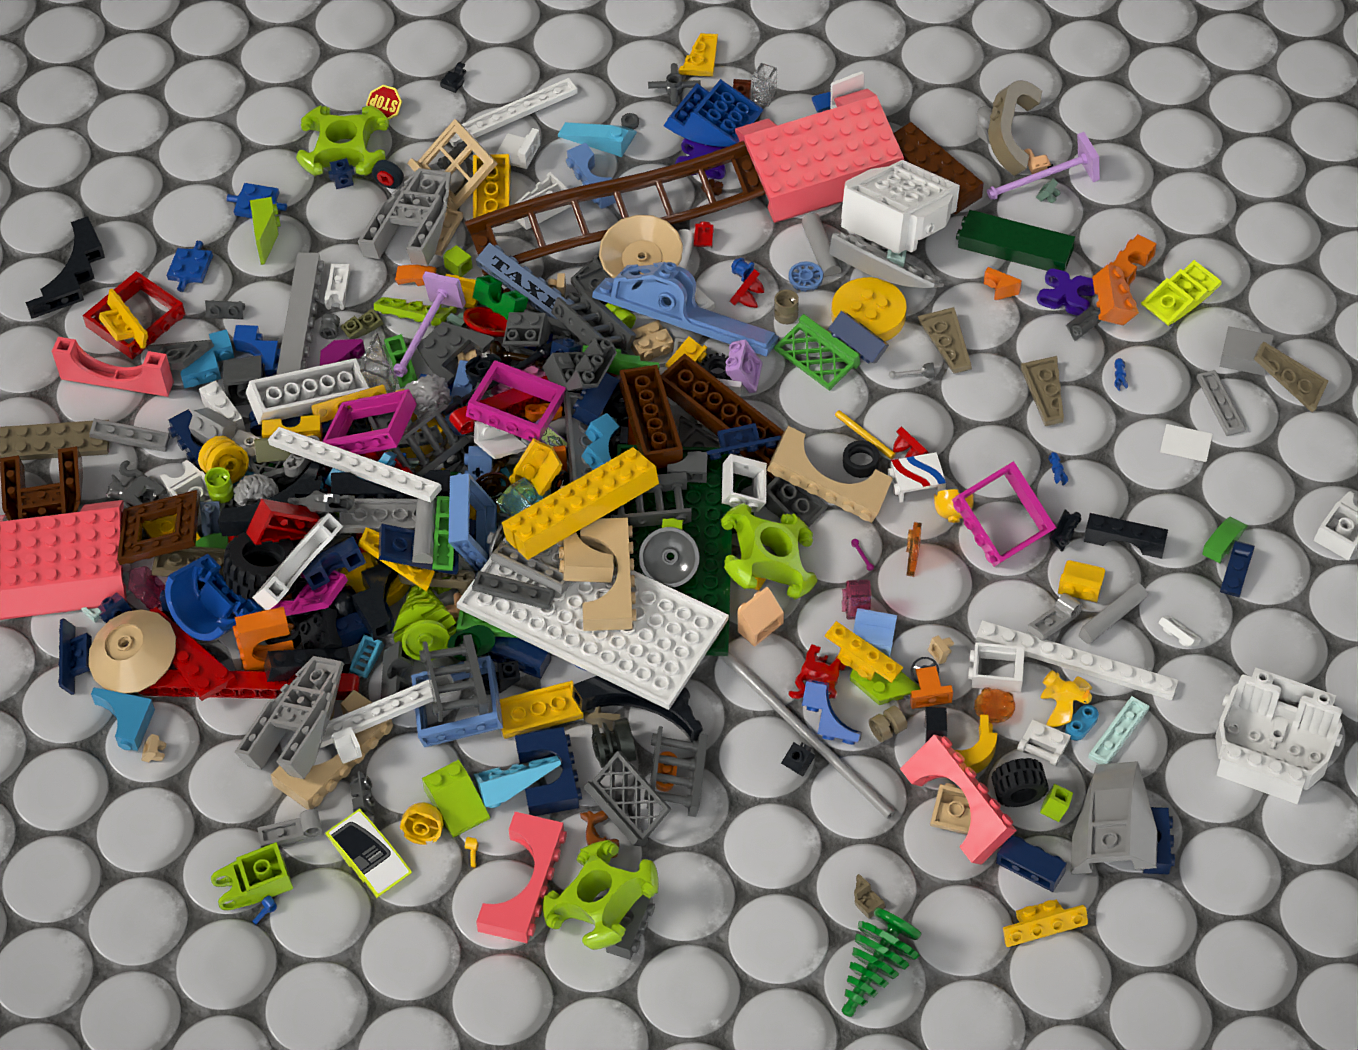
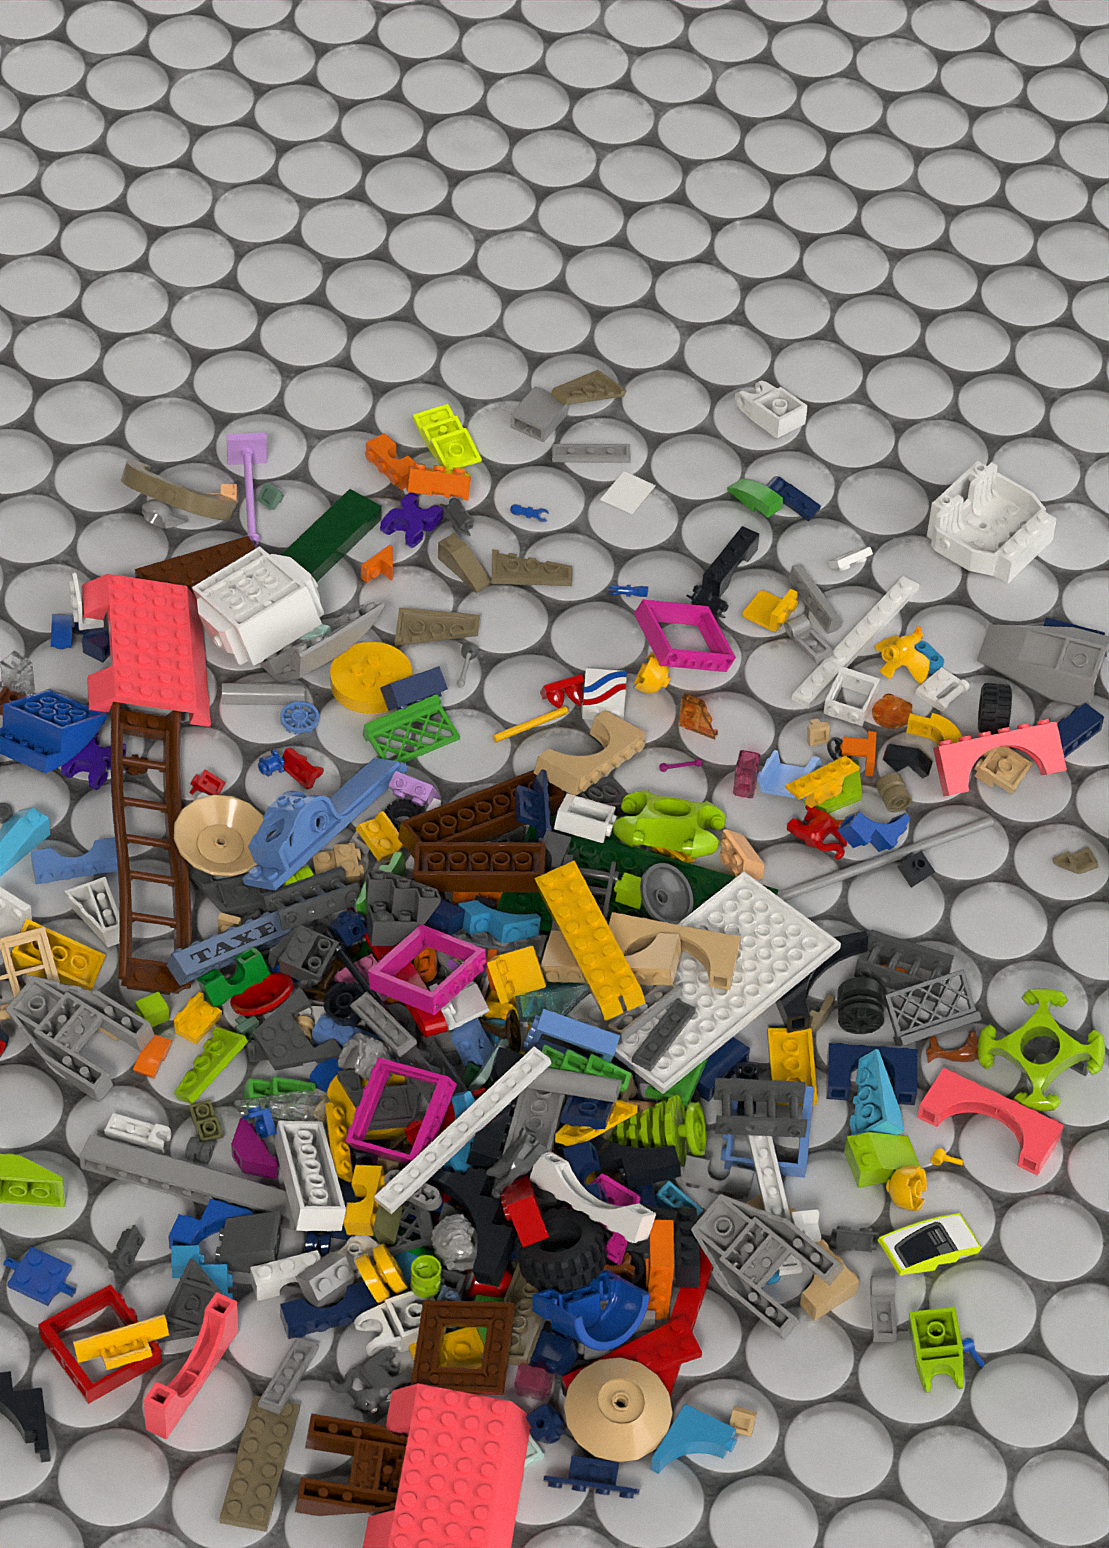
camera: 80 degrees left, 5 degrees down
(359, 350) = (264, 1122): none -> blue bracket
(440, 291) = (209, 1020): lavender tile -> none
(452, 389) = (383, 1024): none -> light grey tile
(482, 638) = (703, 1088): dark green piece -> none
(786, 306) = (343, 739): dark tan wheel -> none
(861, 446) = (563, 721): black tyre -> none
(1032, 339) = (462, 562): none -> dark tan slope
(1056, 802) = (1021, 693): lime brick -> none
(1118, 731) = (944, 634): light aqua tile -> none

